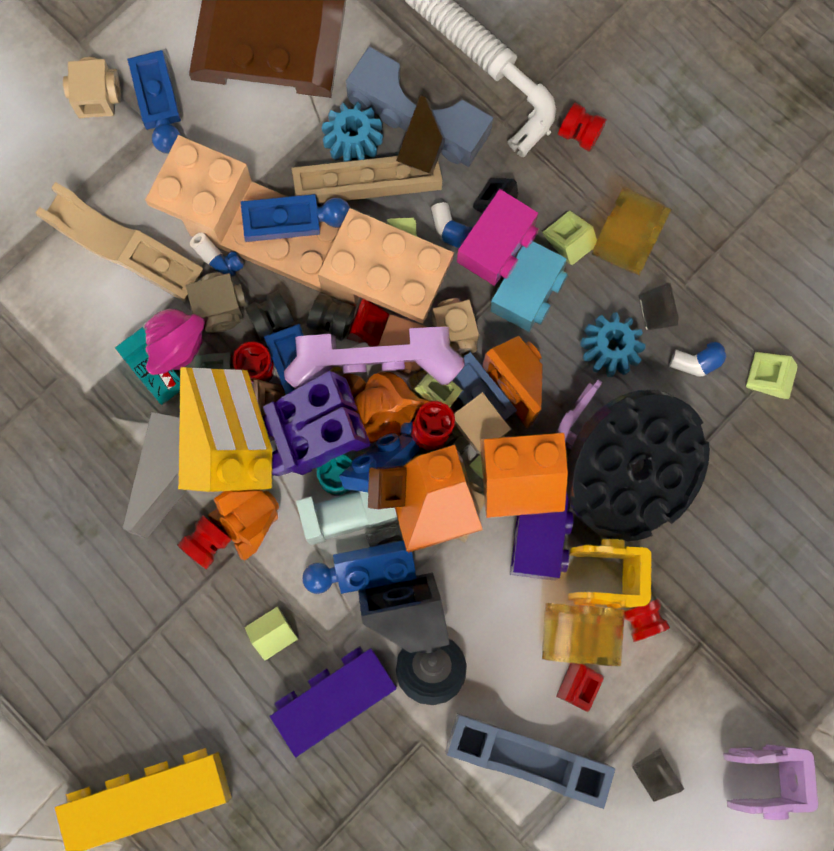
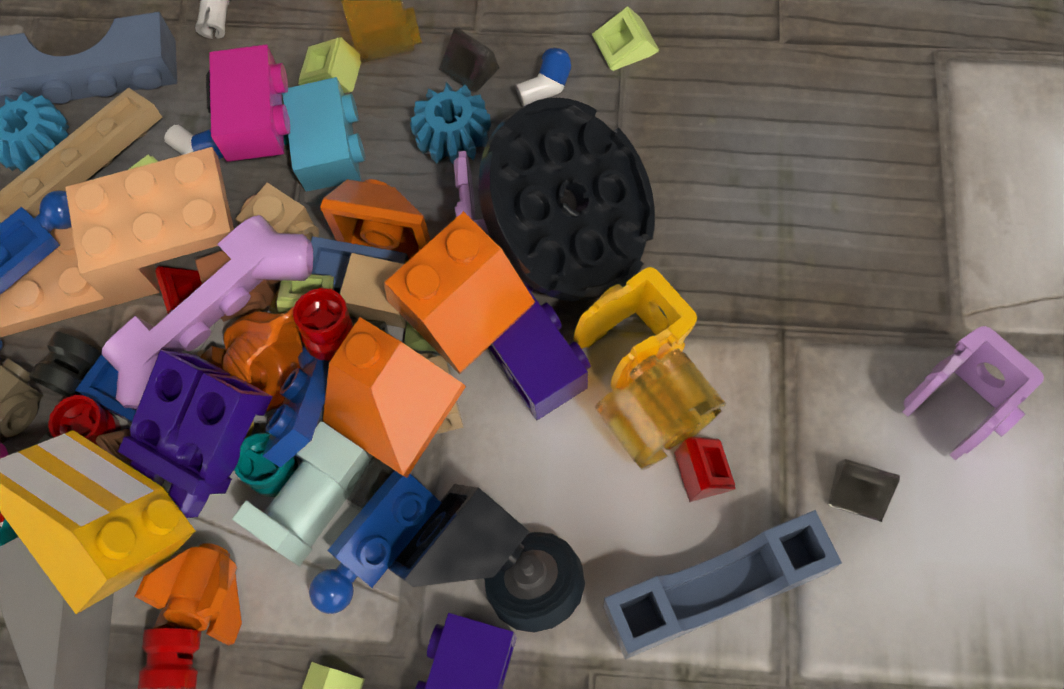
camera: 30 degrees left, 10 degrees down
(330, 316) = (146, 305): pearl dark grey wheel -> none
(387, 487) = (323, 422): reddish brown tile -> none
(422, 140) = (100, 80): dark brown tile -> none
(646, 620) = (710, 345): red wheel -> none

